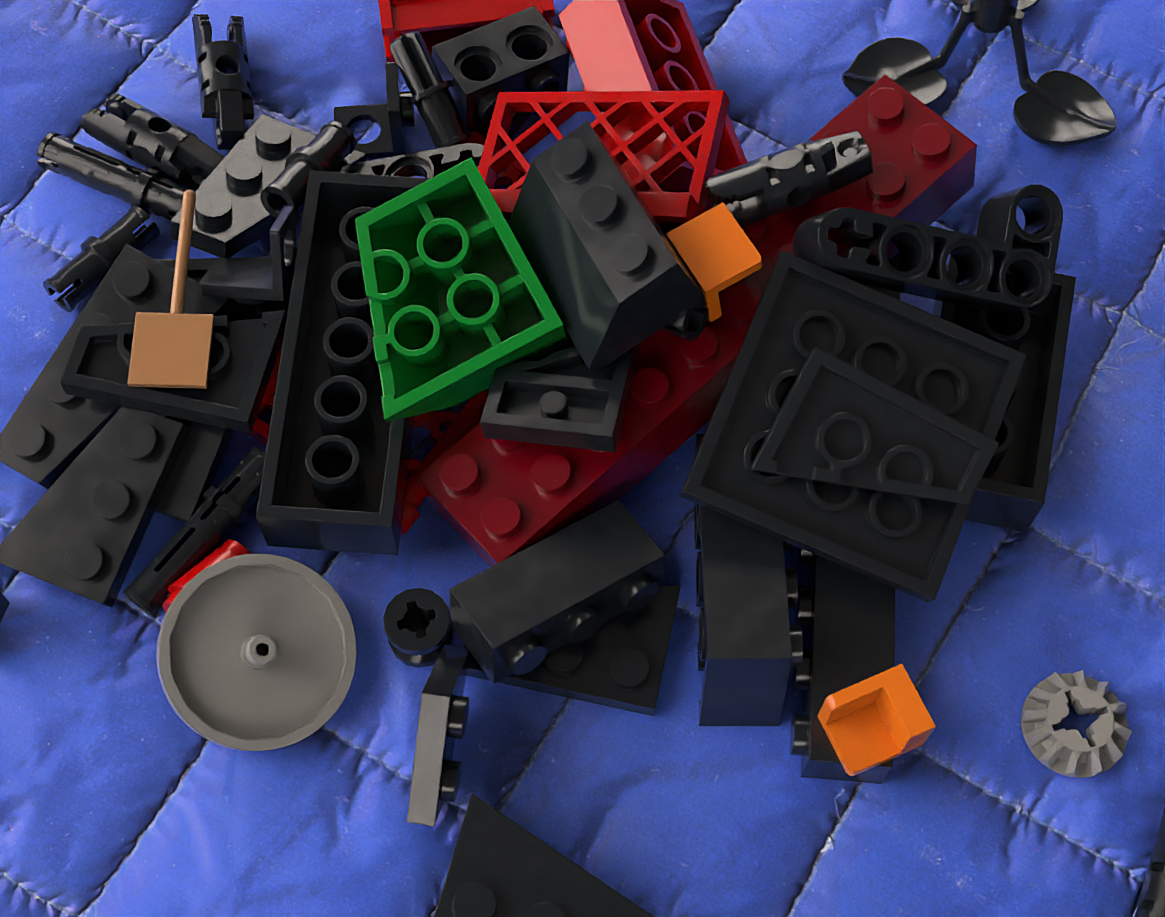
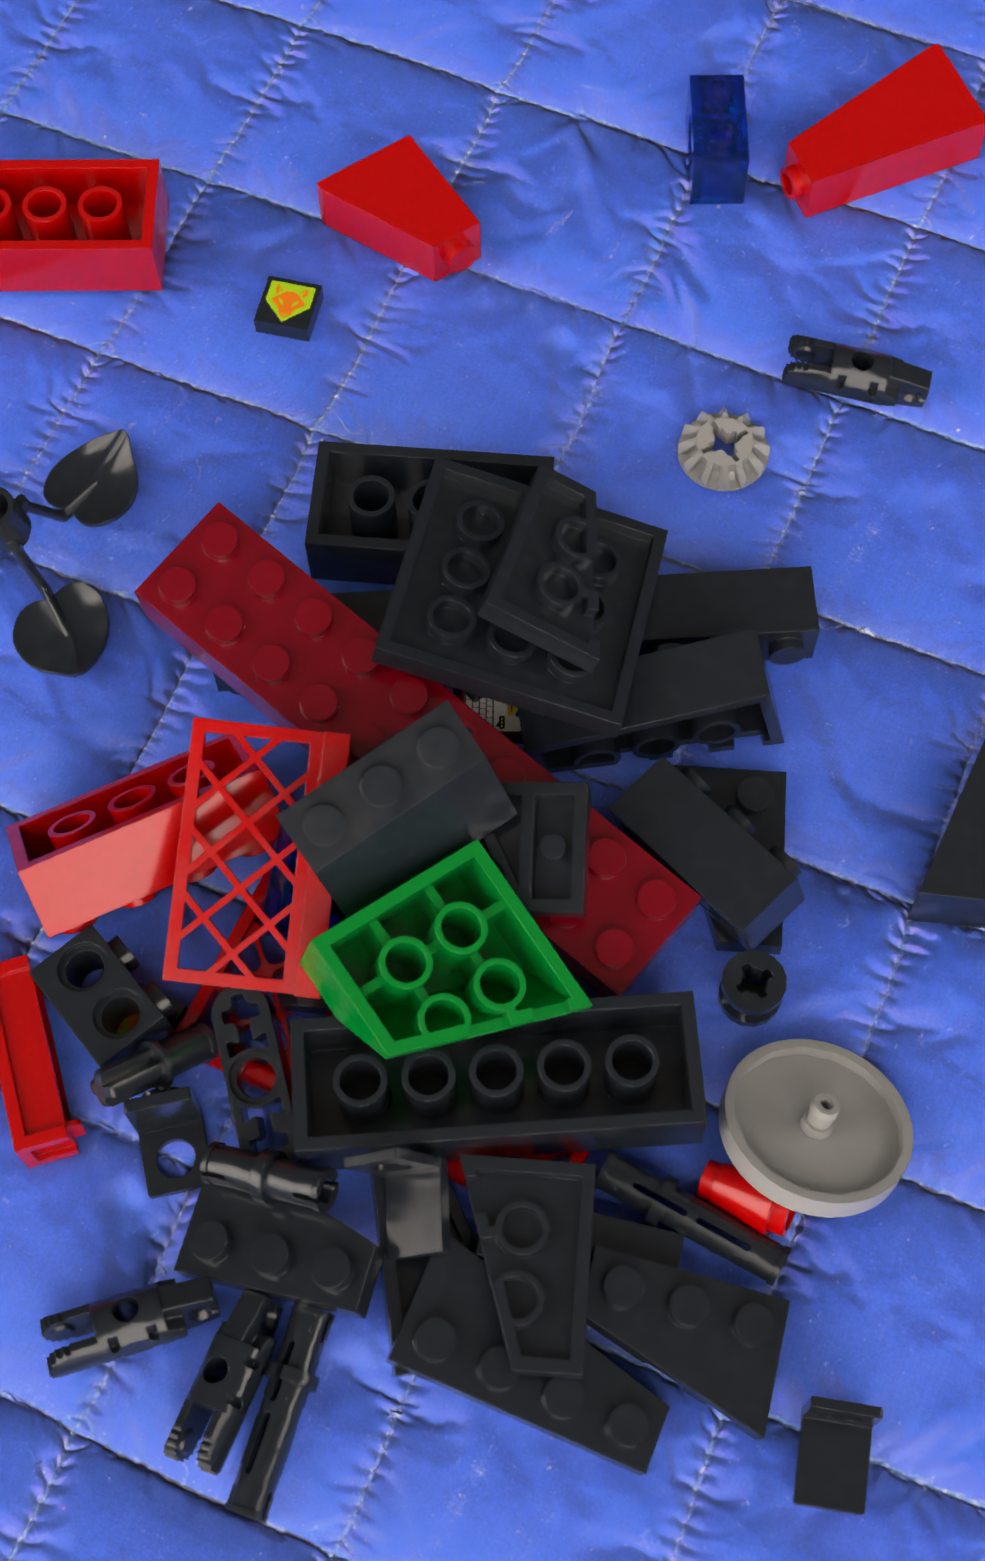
camera: 95 degrees left, 0 degrees up
(97, 257) = (386, 1408): black pin -> none
(173, 346) = (524, 1262): medium nougat piece -> none
(440, 722) = (861, 937): black wing -> none
(715, 253) = (381, 705): orange panel -> none
(791, 177) = (282, 654): black hinge -> none
(875, 720) = (778, 573): orange panel -> none
(925, 249) = (348, 491): black beam -> none

